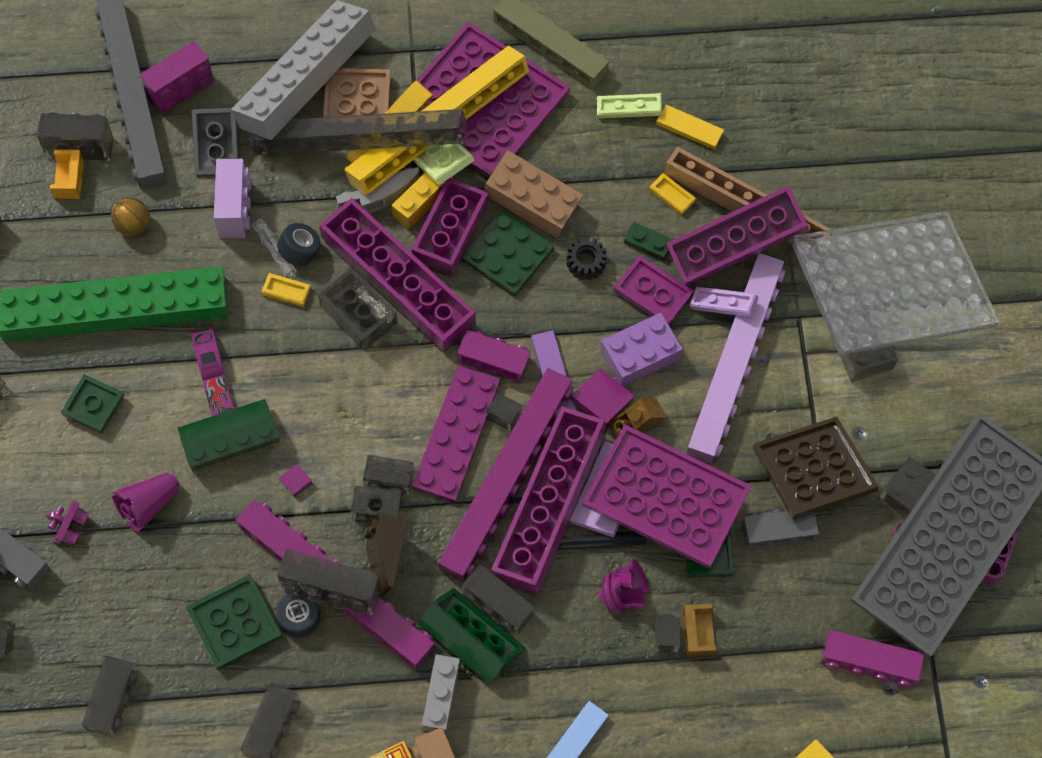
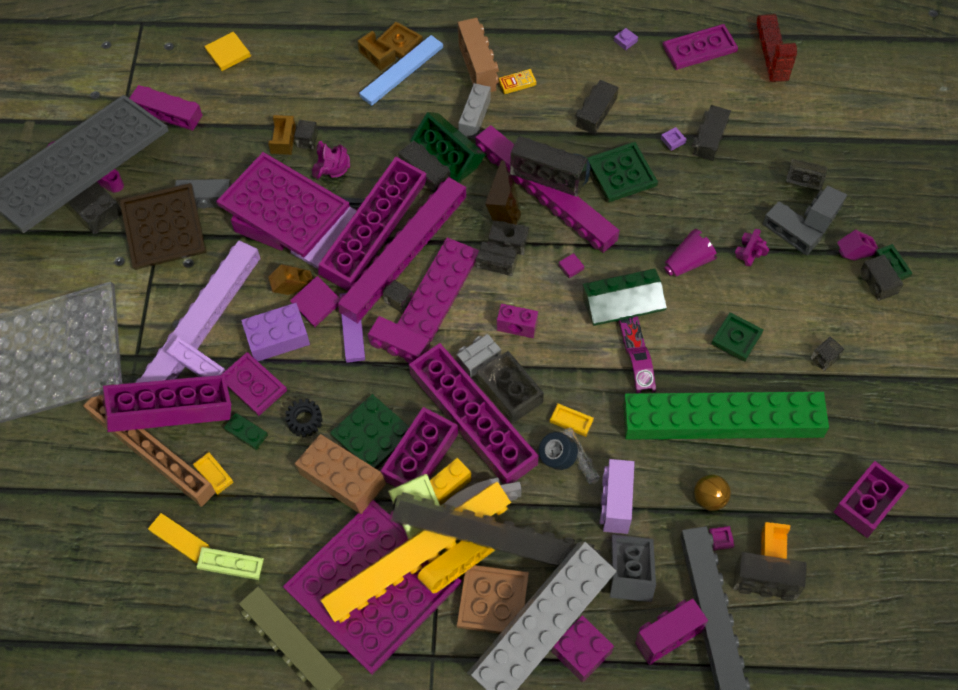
camera: 170 degrees left, 5 degrees down
(123, 182) = (722, 538): none -> magenta tile
(163, 682) = (673, 138): none -> medium lavender plate
(259, 56) = (582, 648): none -> magenta brick
(356, 393) = (517, 320): none -> magenta brick
(398, 348) = (477, 354): none -> light grey brick

